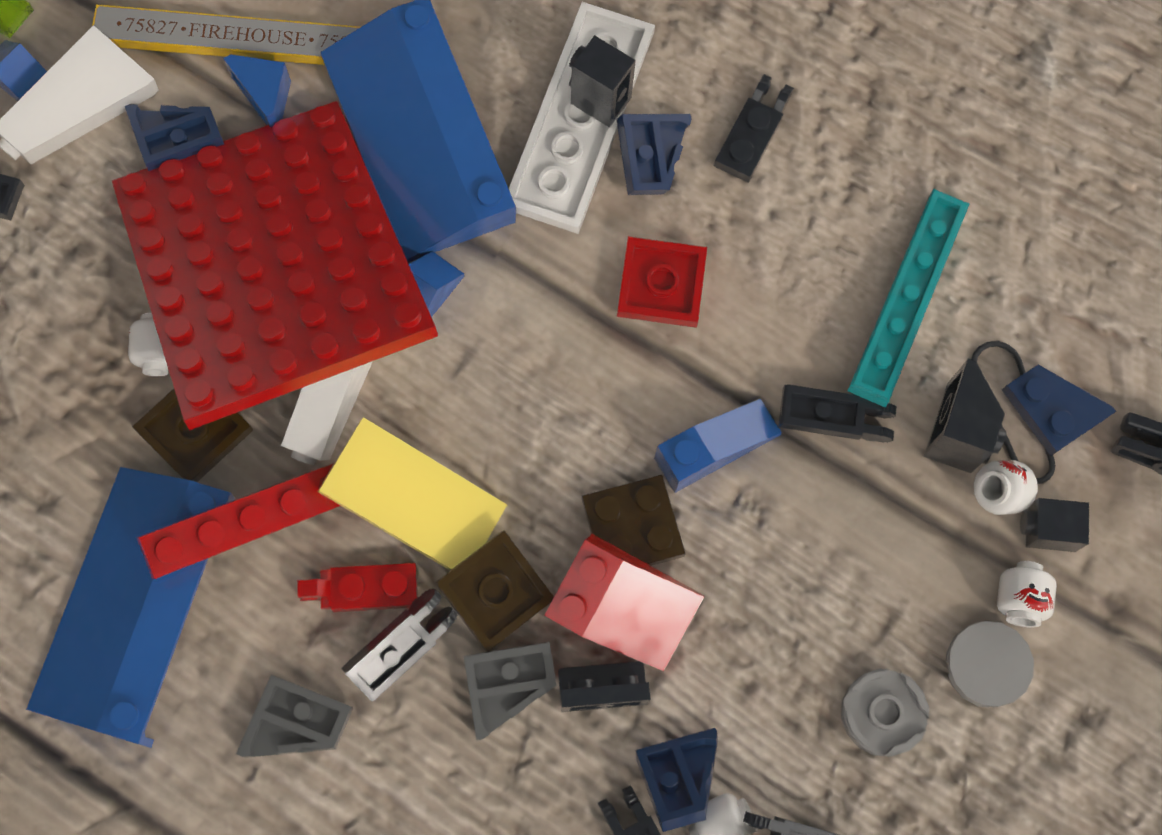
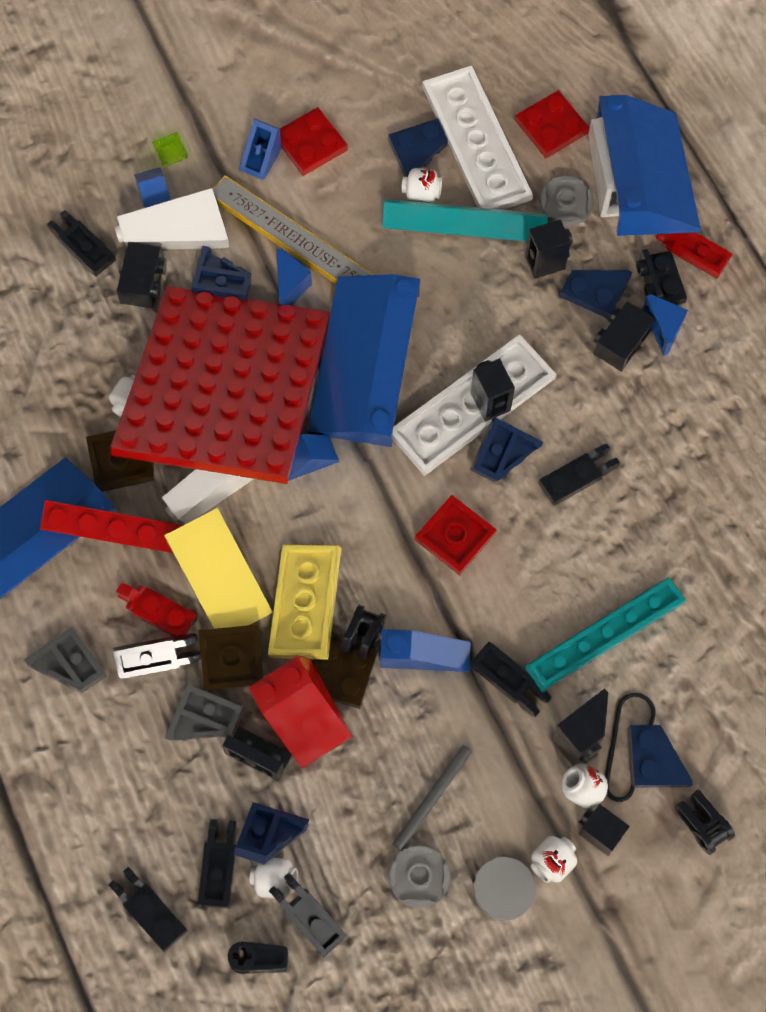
camera: 35 degrees right, 5 degrees down
(70, 185) = (141, 275): none -> black brick
(538, 468) = (304, 601): none -> light yellow tile
(631, 452) = (366, 625): none -> black piece
(838, 610) = (432, 798): none -> dark grey bar

